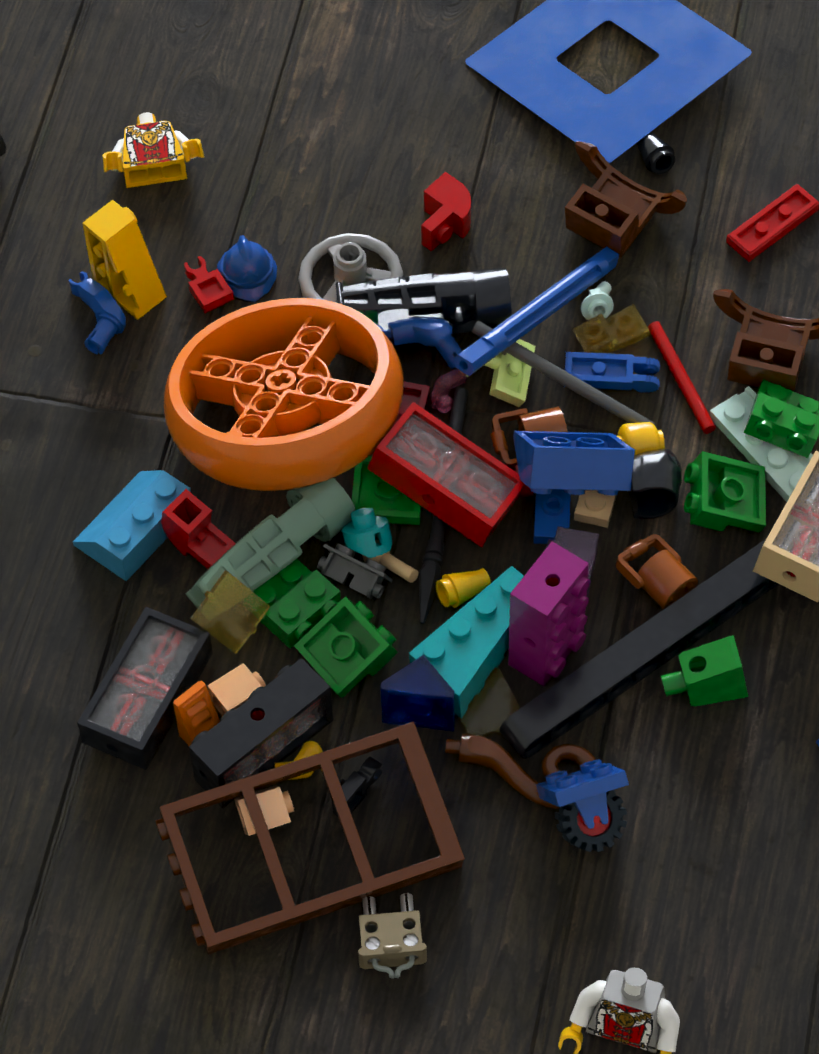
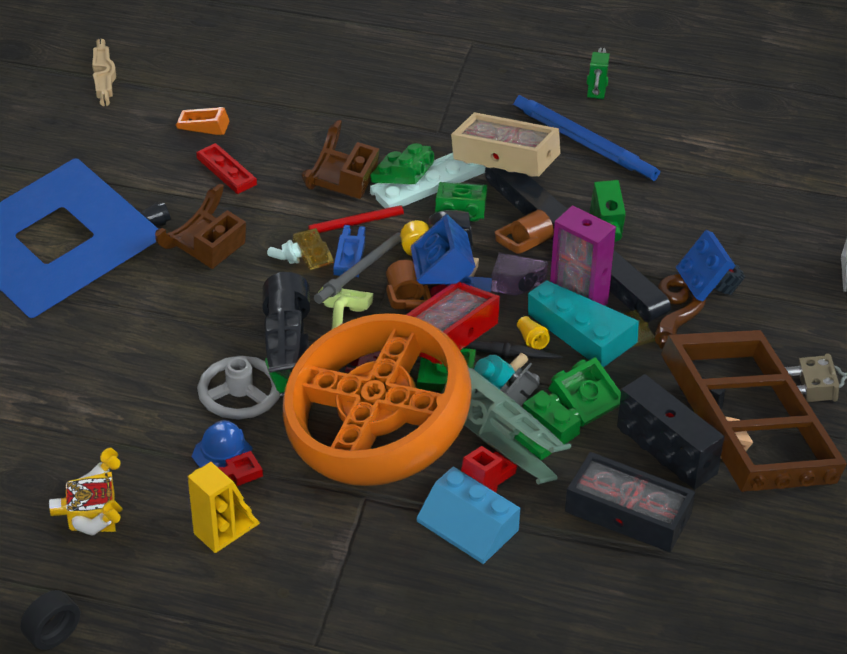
camera: 90 degrees left, 15 degrees down
(106, 310) = (254, 532): blue arm -> none
(195, 712) = (654, 462): orange slope -> none
(230, 612) = (569, 439): clear yellow piece -> none
(234, 688) = (630, 451): light nougat brick -> none
(418, 696) = (631, 345): clear blue slope -> none
(426, 331) = (312, 330): blue arm -> none
(449, 211) = (188, 322): red brick -> none
(536, 312) = (318, 268): blue piece -> none

